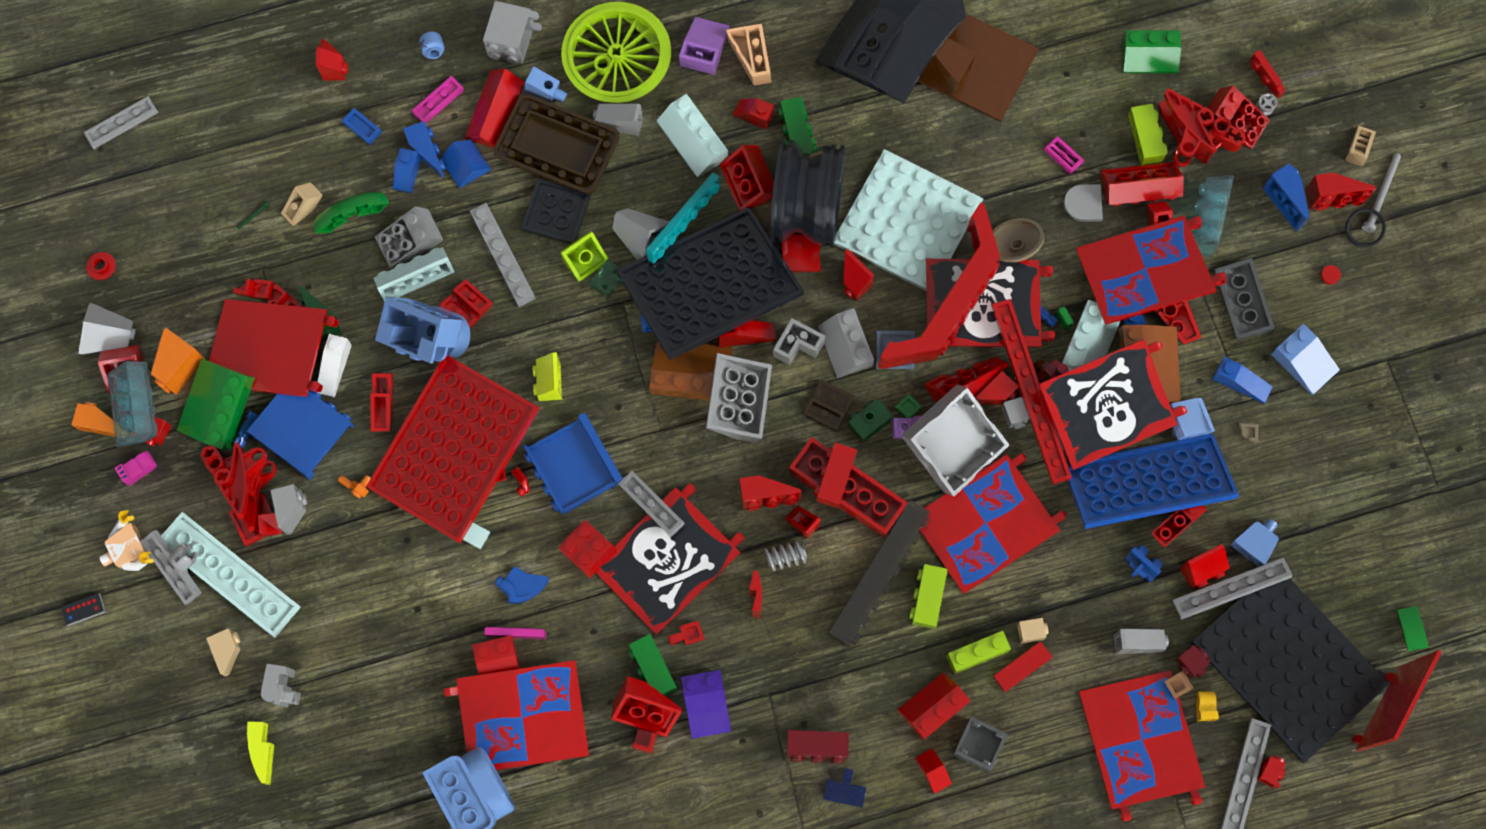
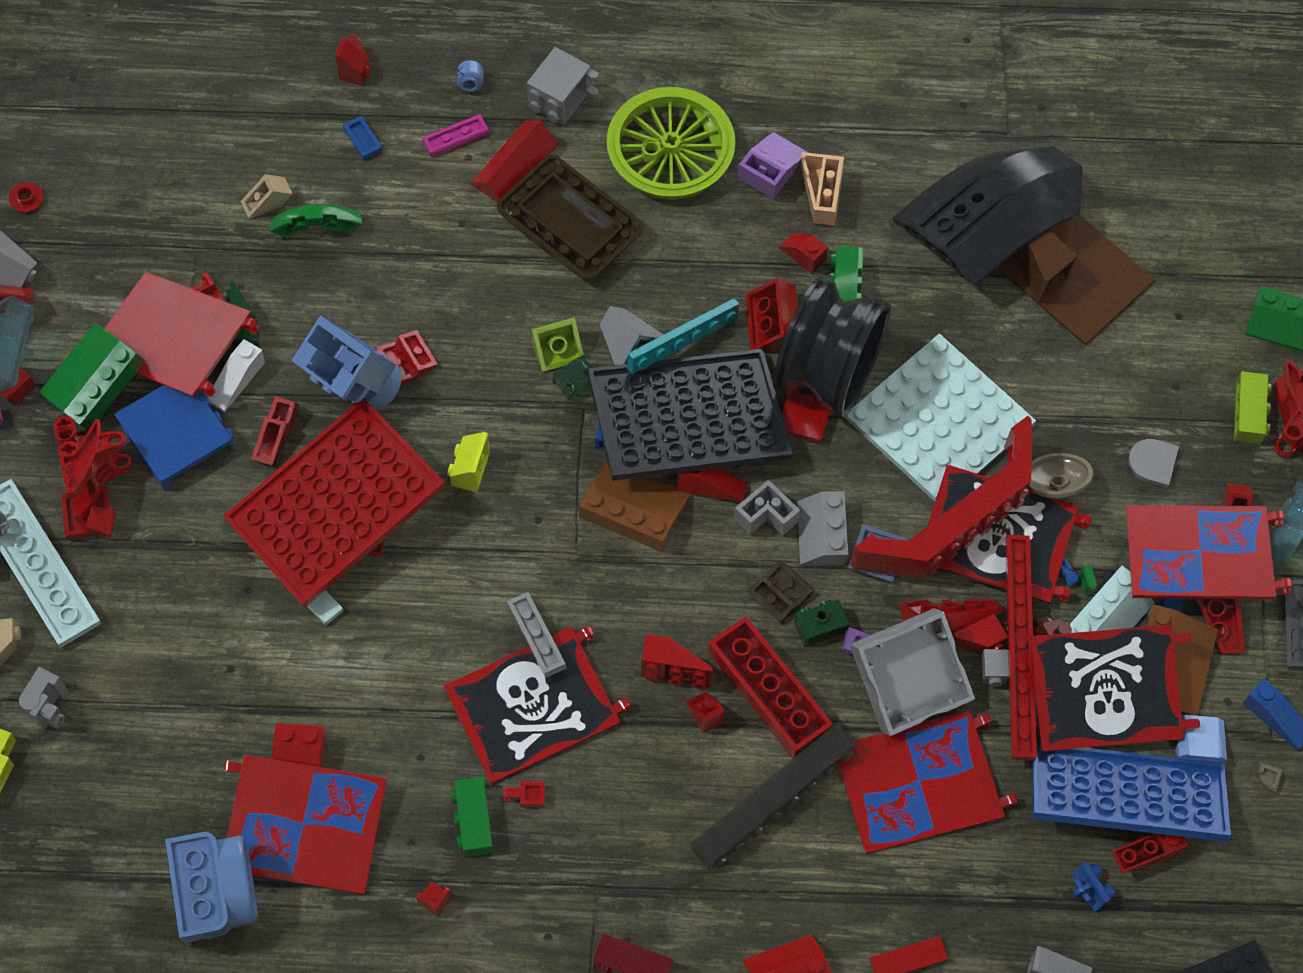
camera: 15 degrees right, 10 degrees down
(120, 122) = (105, 57): light grey tile -> none
(174, 362) = (63, 318): orange slope -> none
(243, 434) = (110, 418): blue axle -> none
(256, 289) = (182, 271): red slope -> none
(265, 204) = (227, 187): dark green piece -> none
(289, 507) = (129, 509): light grey slope -> none
(358, 489) = (213, 516): orange piece -> none
(406, 170) = (394, 196): blue slope -> none
(409, 236) = (371, 266): light grey slope -> none
(414, 274) = (363, 307): light aqua slope -> none
(420, 140) = (420, 174): blue slope -> none
(464, 162) = (461, 207): blue slope -> none
(502, 255) = (467, 317): light grey plate -> none
(516, 633) = (332, 728): dark pink tile -> none
(521, 585) = (356, 680): blue arm -> none
(523, 481) = (400, 563): red arm -> none
(544, 86) = (577, 152): medium blue torso -> none
(555, 211) = (543, 288): black plate -> none
(573, 465) = (463, 566): blue panel -> none
(587, 548) = (445, 660): red brick -> none
(622, 117) = (654, 210): light grey slope -> none
(644, 707) = (447, 858): red slope -> none
(692, 136) = (725, 255): light aqua slope -> none
(706, 704) = (520, 878): dark purple slope -> none
(738, 398) = (676, 548): light grey slope -> none
(756, 591) = (622, 768): red slope -> none
(786, 555) = (671, 741): light grey piece -> none
(835, 475) = (758, 665): red brick -> none
(856, 277) = (859, 460): red slope -> none
(908, 406) = (871, 621): green tile -> none
(928, 596) = (822, 841): lime brick -> none
(978, 652) = (860, 923): lime brick -> none
(1032, 630) = (933, 920): tan brick -> none
(1059, 160) = (1139, 406): dark pink tile -> none
(1142, 183) = (1228, 460): red slope -> none
(1205, 567) = (1166, 912): red slope -> none
(1232, 588) = (1191, 948): light grey plate -> none
(1257, 542) = (1238, 904): medium blue torso -> none

